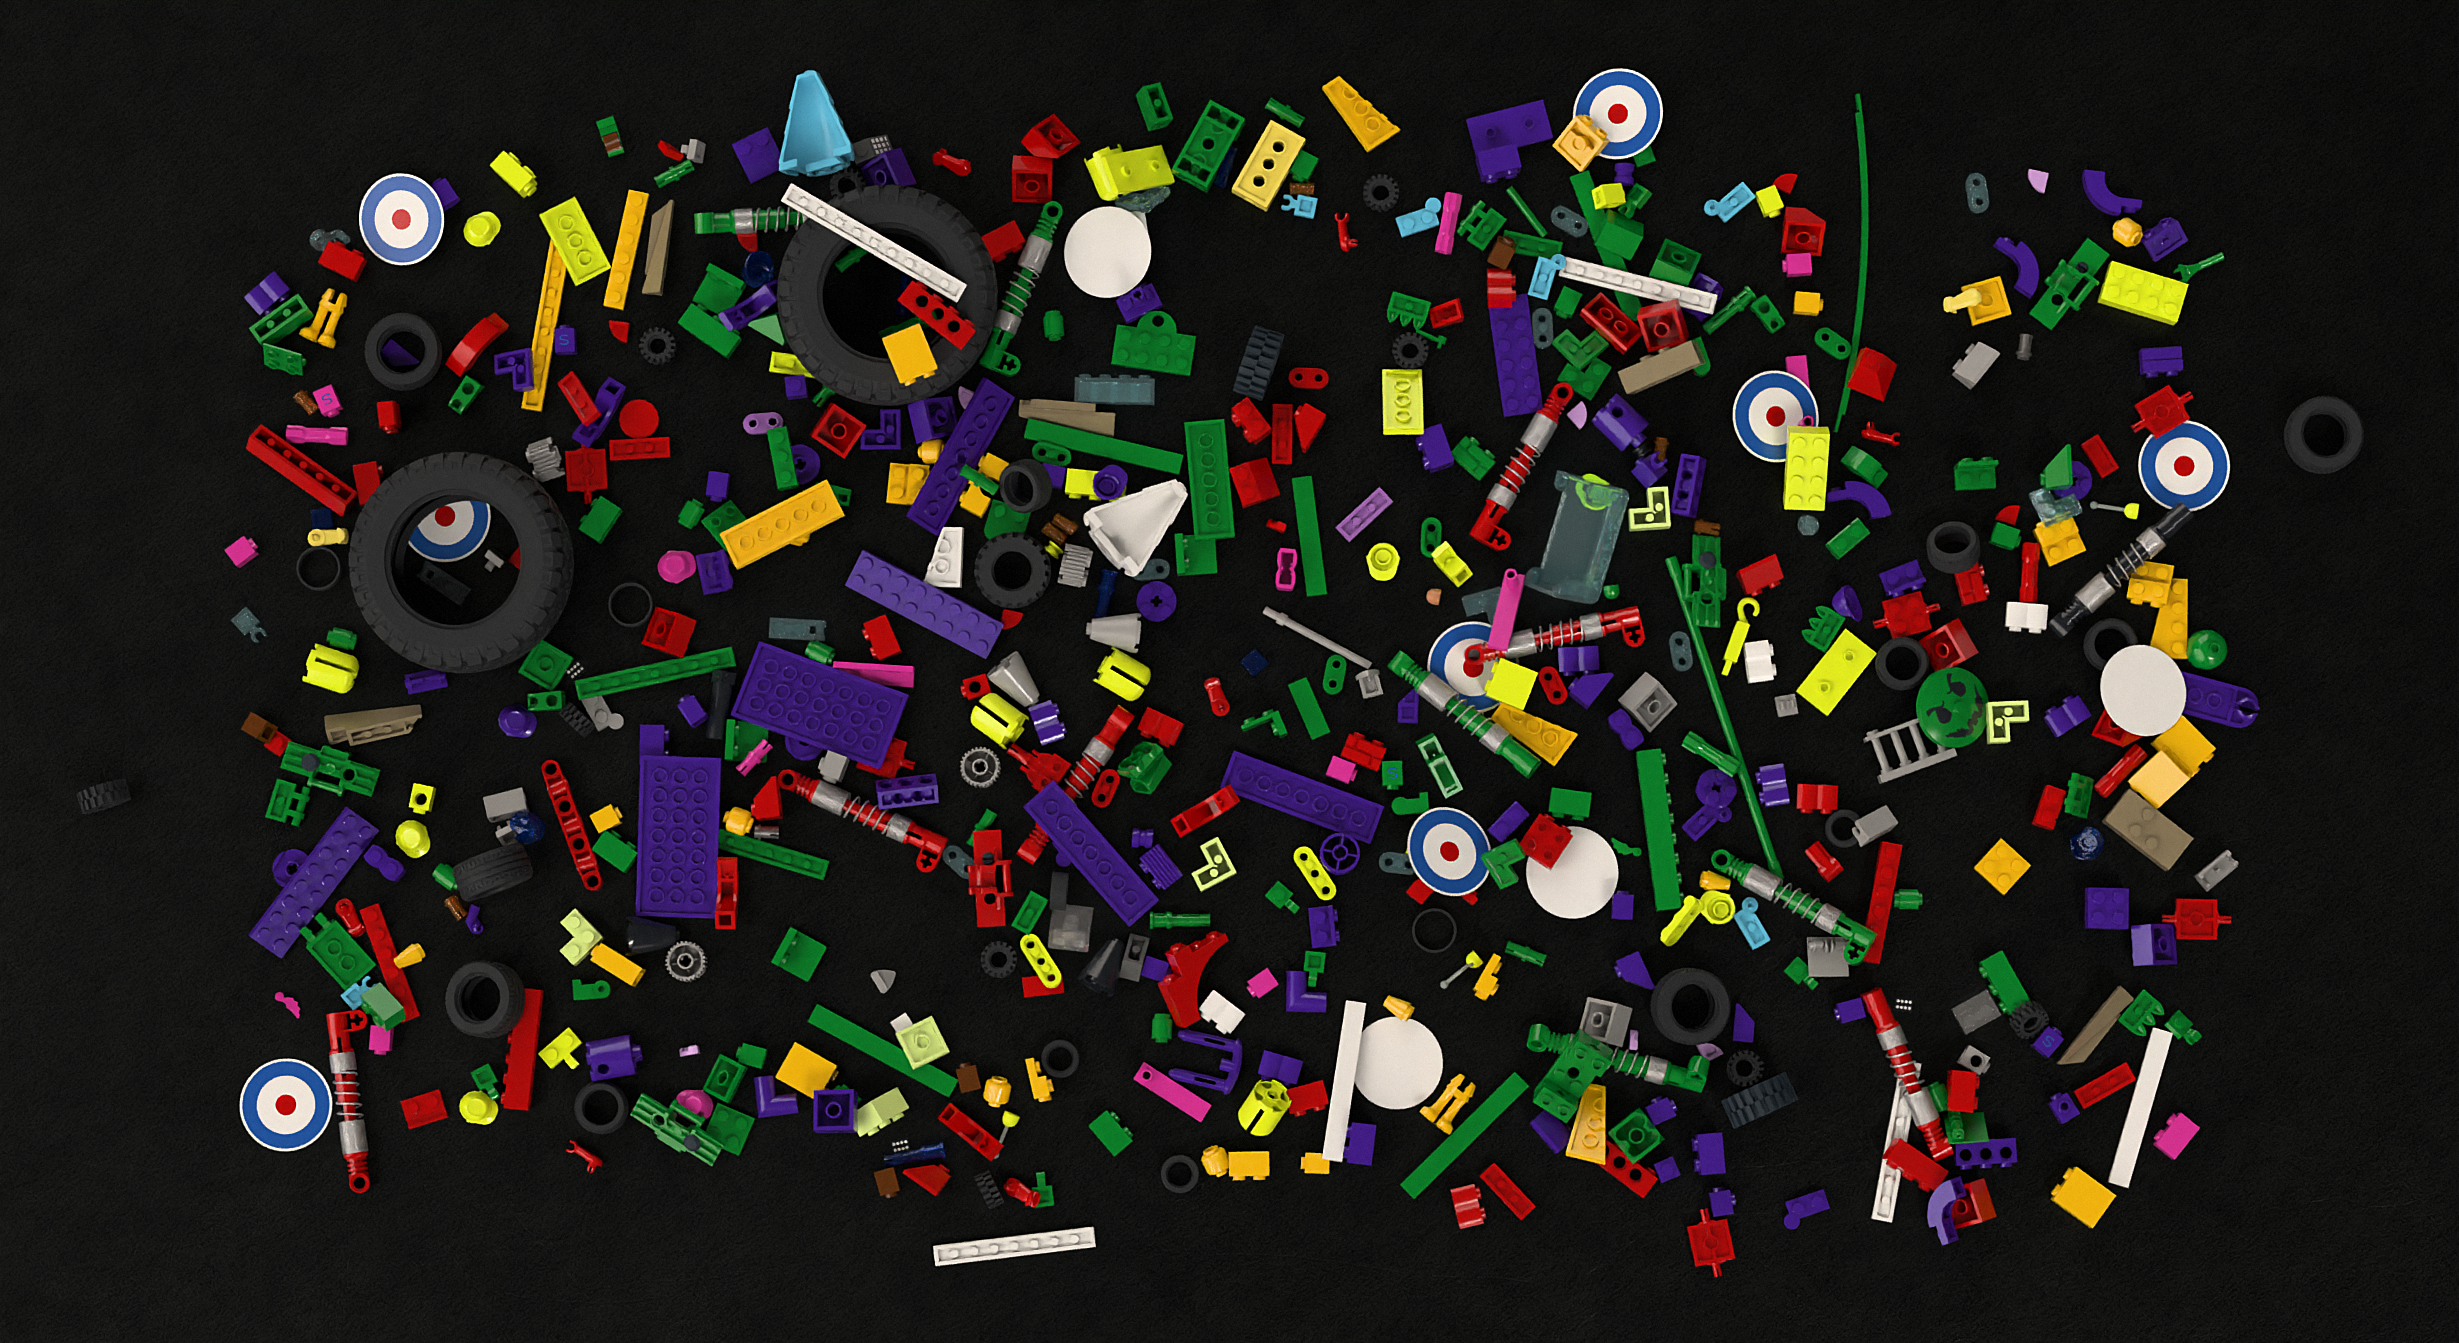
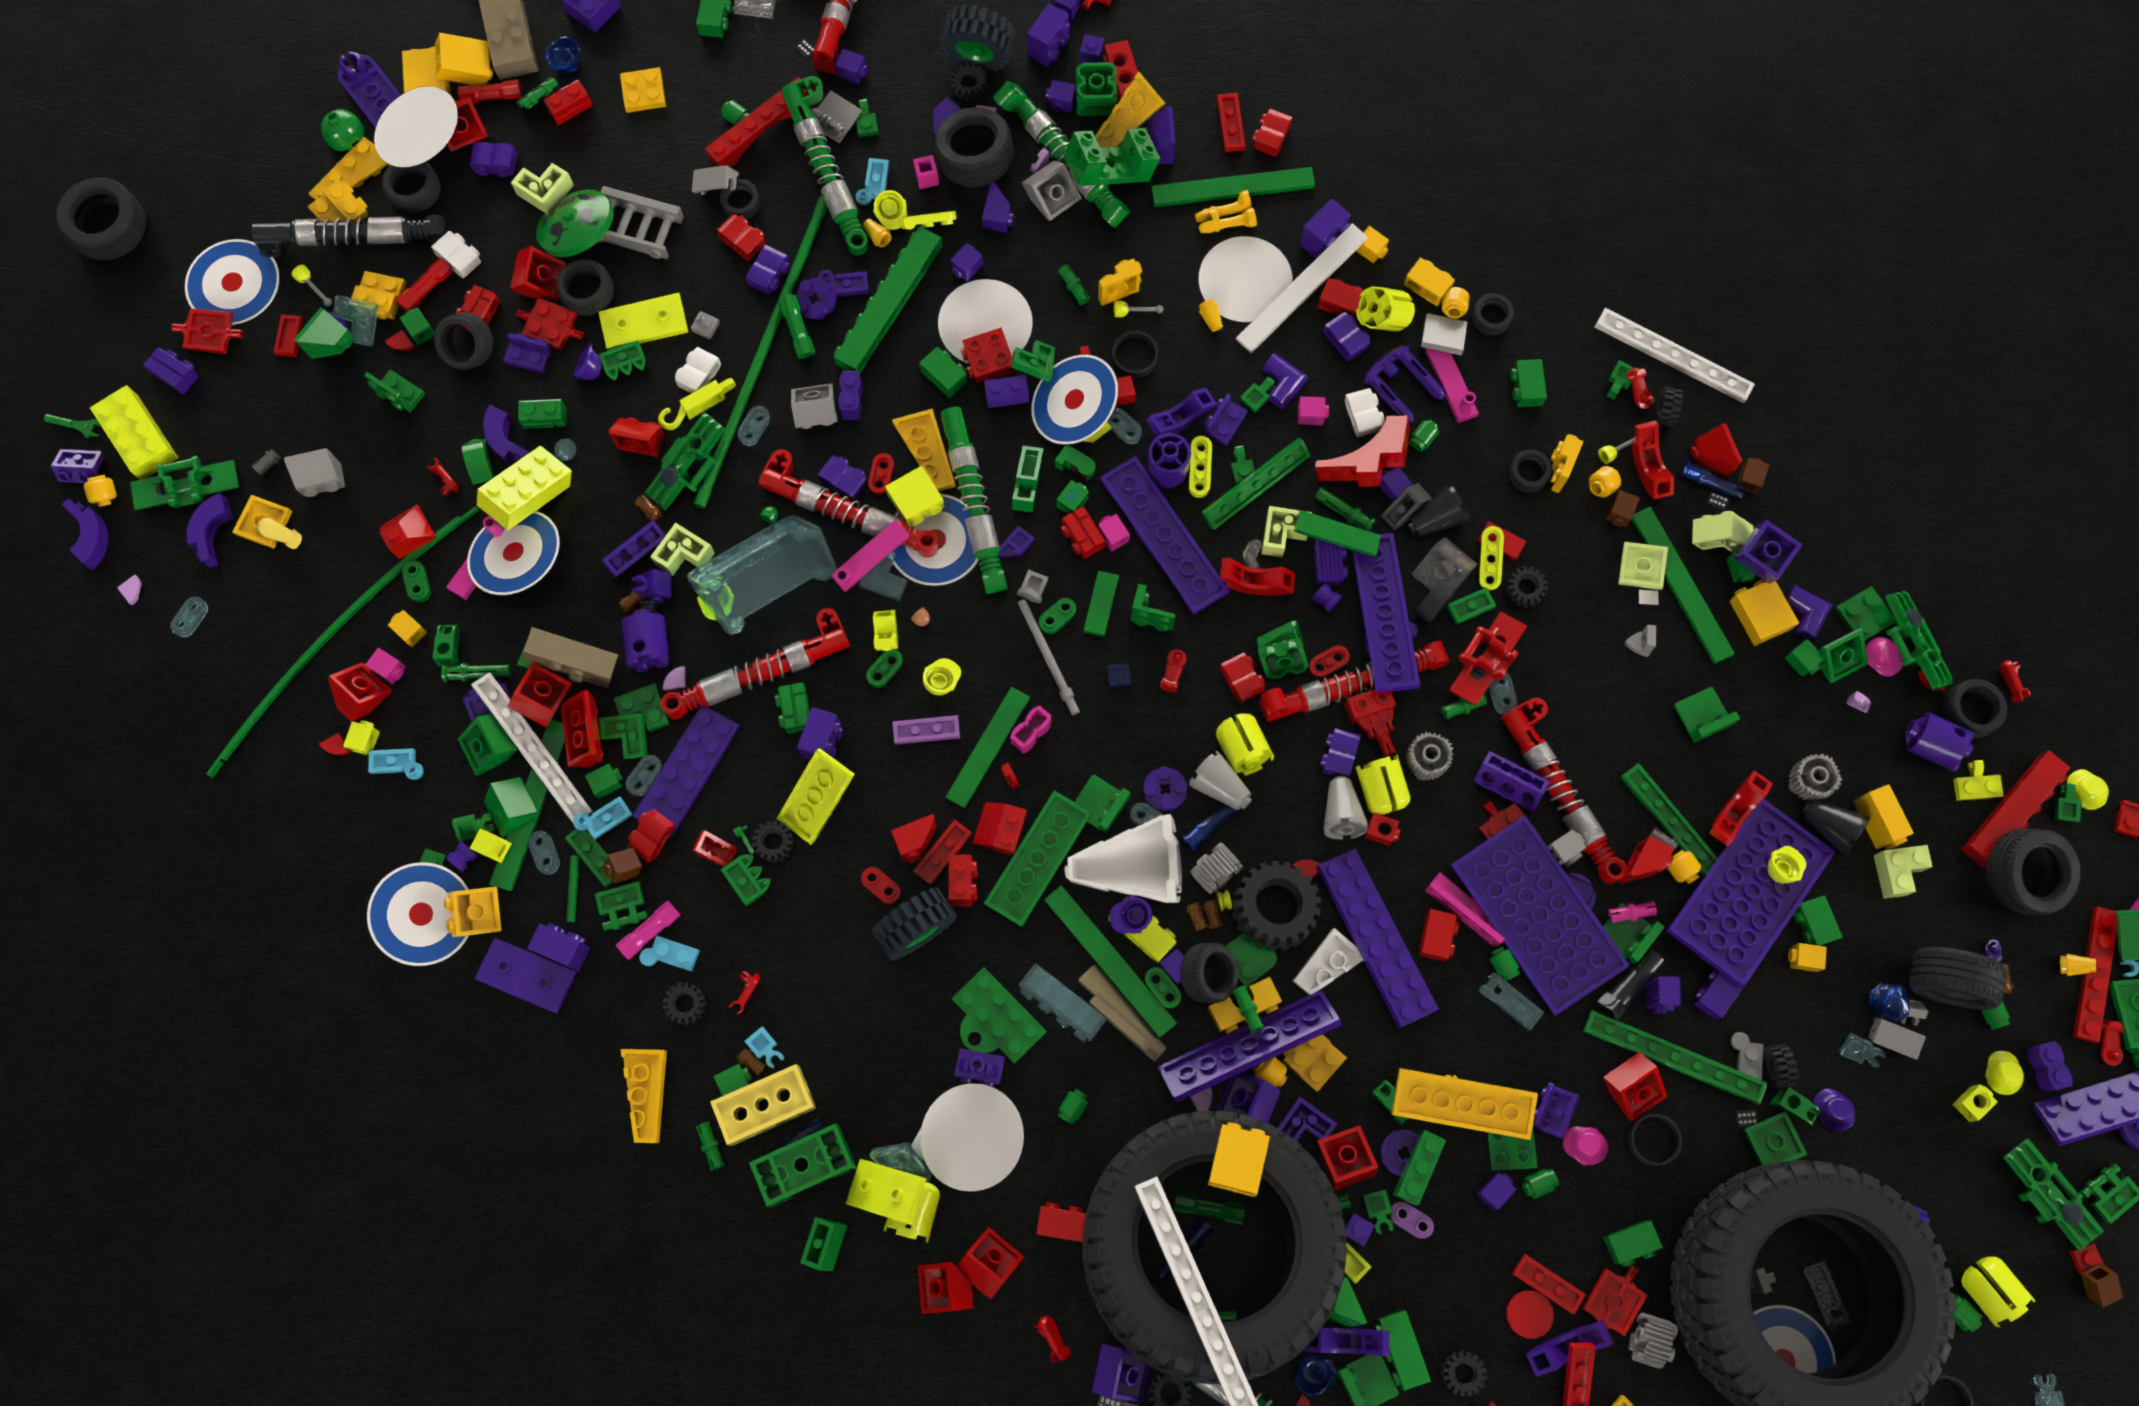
camera: 145 degrees left, 10 degrees down
(371, 724) = (1984, 1210): dark tan wedge -> none
(527, 777) = (1860, 1049): none -> clear light blue plate
(572, 825) = (1844, 975): red beam -> none
(599, 990) = (1922, 817): green leg -> none
(666, 871) = (1786, 865): none -> neon yellow hat
(792, 414) = (1379, 1207): none -> green plate
(959, 338) = (1180, 1140): red brick -> none
(1032, 261) = (1048, 1183): green piece -> none
(1169, 888) = (1337, 533): none -> green tile
(1205, 1126) = (1444, 334): none -> light grey tile
(1225, 830) = (1251, 552): none -> clear arm
(1261, 891) = (1256, 483): none -> green tile
(1359, 902) = (1183, 415): none -> dark purple arch
(1588, 688) = (851, 444): dark purple slope -> none
(1624, 849) = (929, 311): green piece -> none
(1714, 959) = (926, 172): none -> dark pink brick
(1826, 865) = (777, 185): red piece -> none

